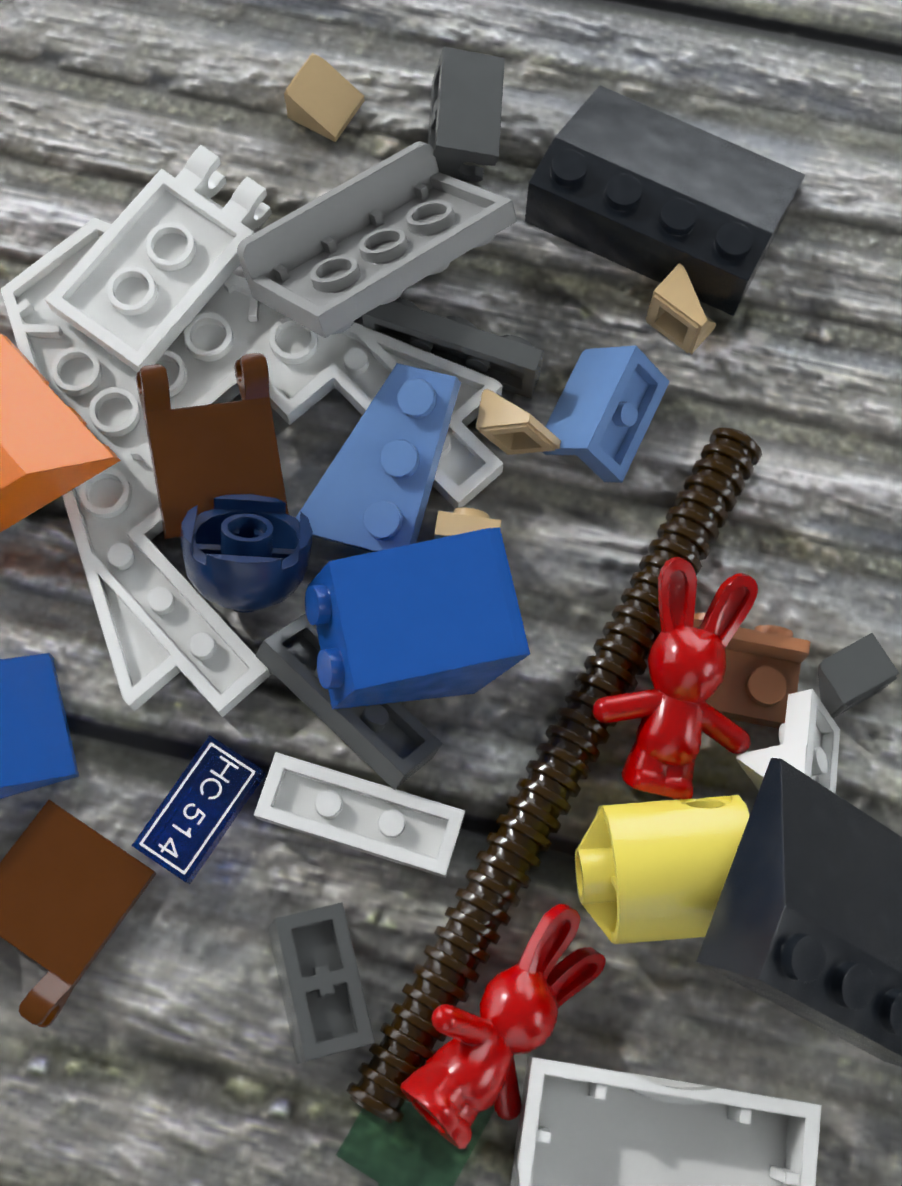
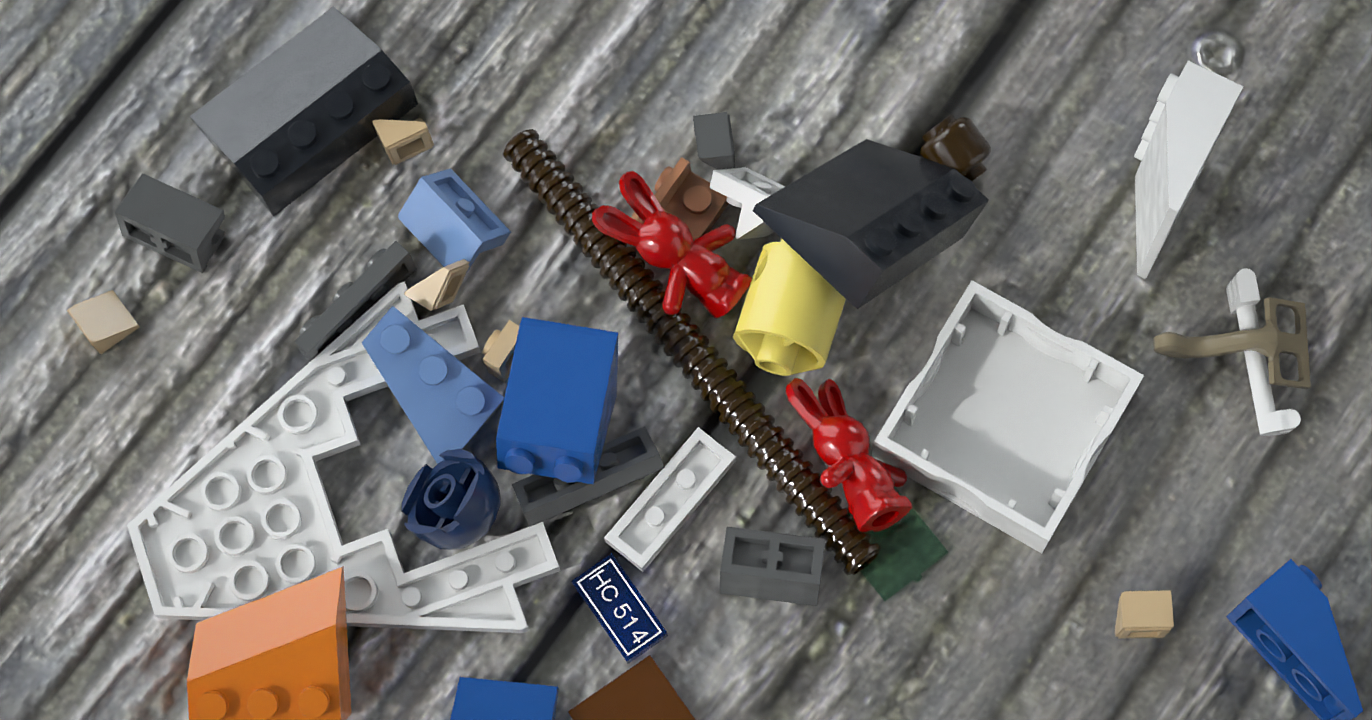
camera: 60 degrees left, 0 degrees up
(160, 261) = (194, 486): white tile -> none
(211, 446) = (361, 499): reddish brown flag -> none
(369, 240) = (255, 324): light grey bracket -> none

